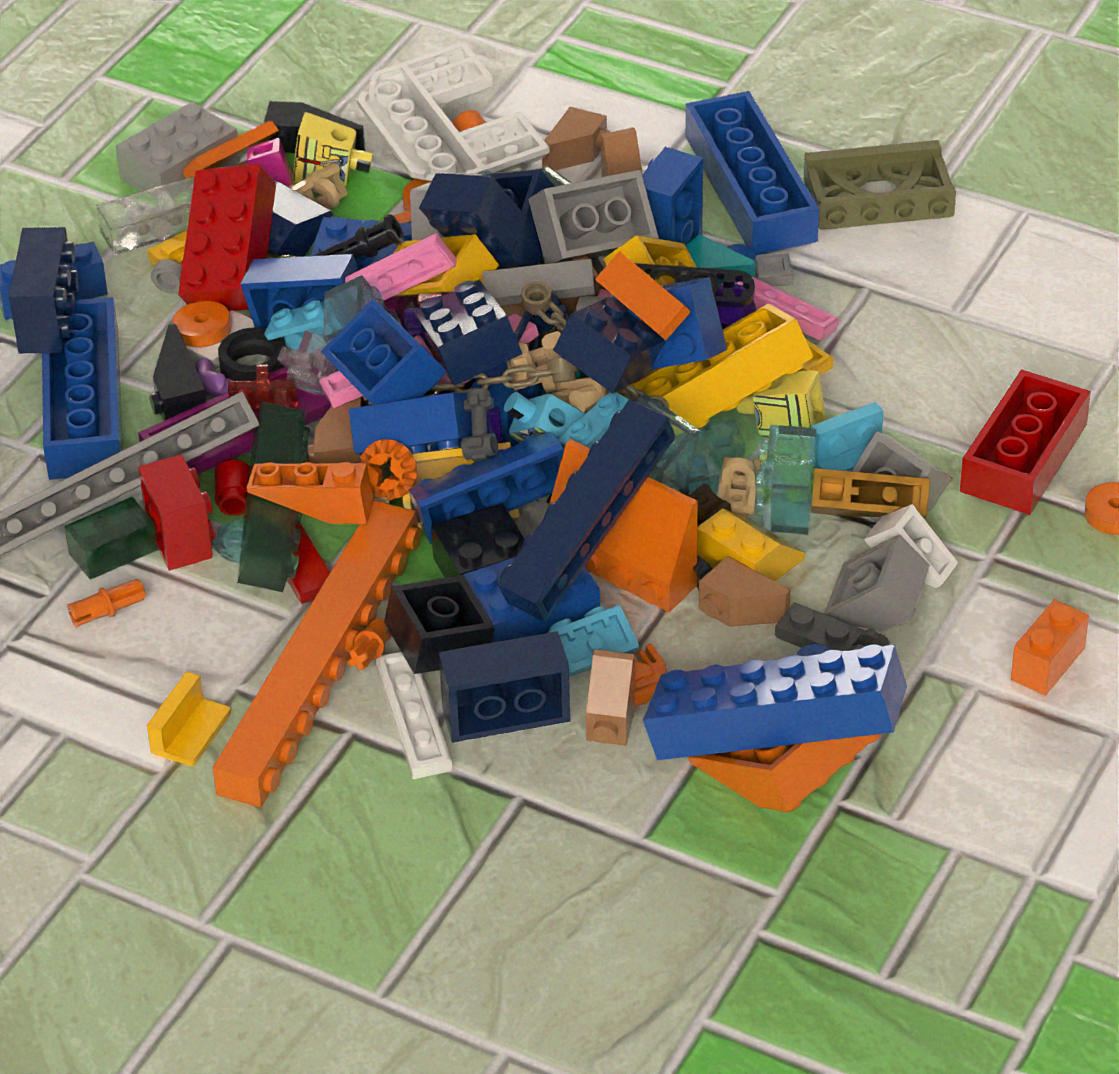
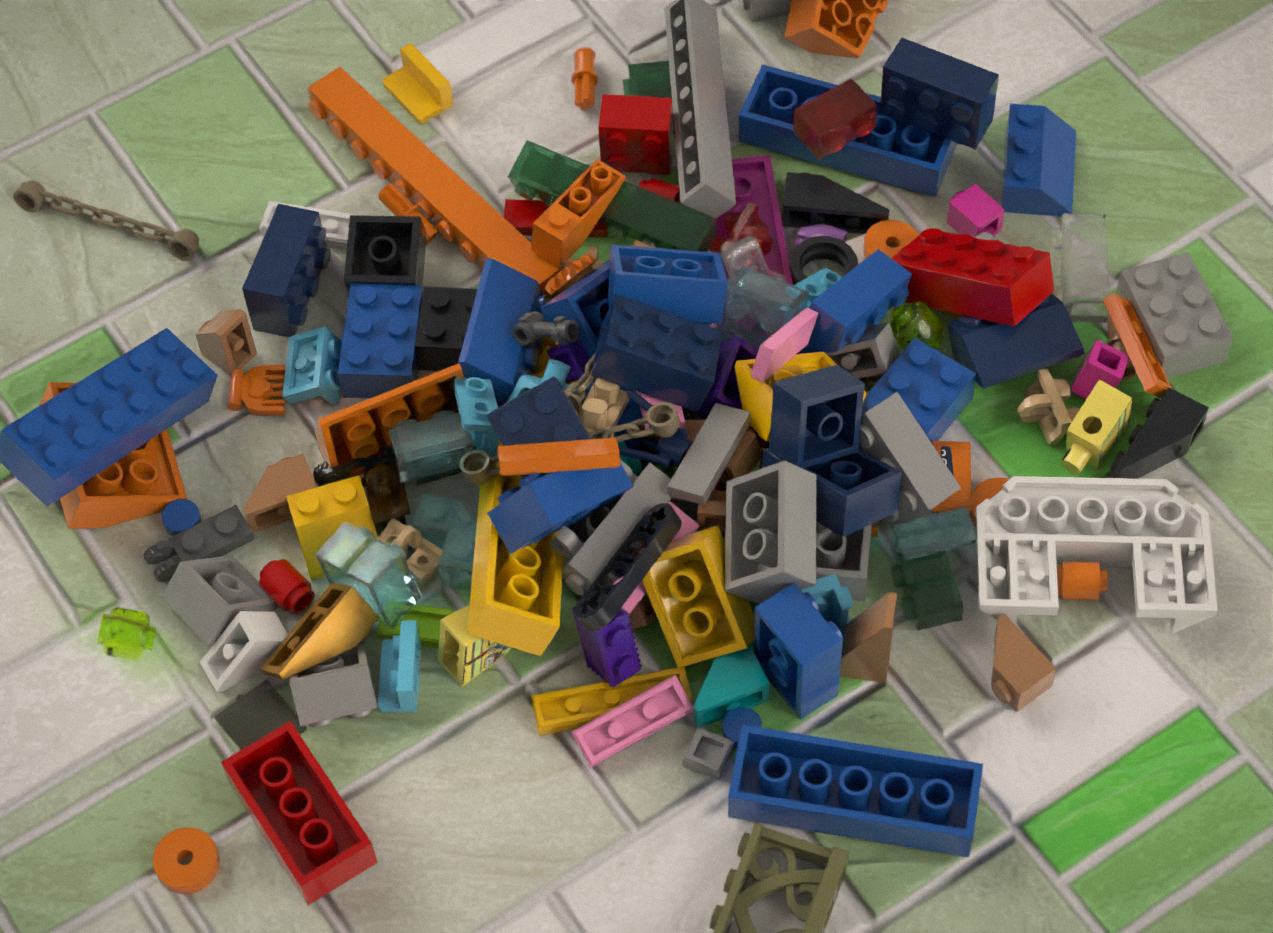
camera: 120 degrees right, 15 degrees up
(99, 359) = (835, 118): none -> clear red brick
(134, 290) = (974, 212): none -> dark pink brick
(369, 240) = (882, 362): black pin -> none
(531, 969) = (181, 245): none -> dark tan piece
(586, 510) = (373, 346): dark blue brick -> none
(830, 551) = (286, 586): none -> red brick
(960, 630) = (126, 633): none -> clear neon green head
(964, 523) = (256, 715): none -> clear smoke piece
(1049, 647) = (55, 687): orange brick -> none

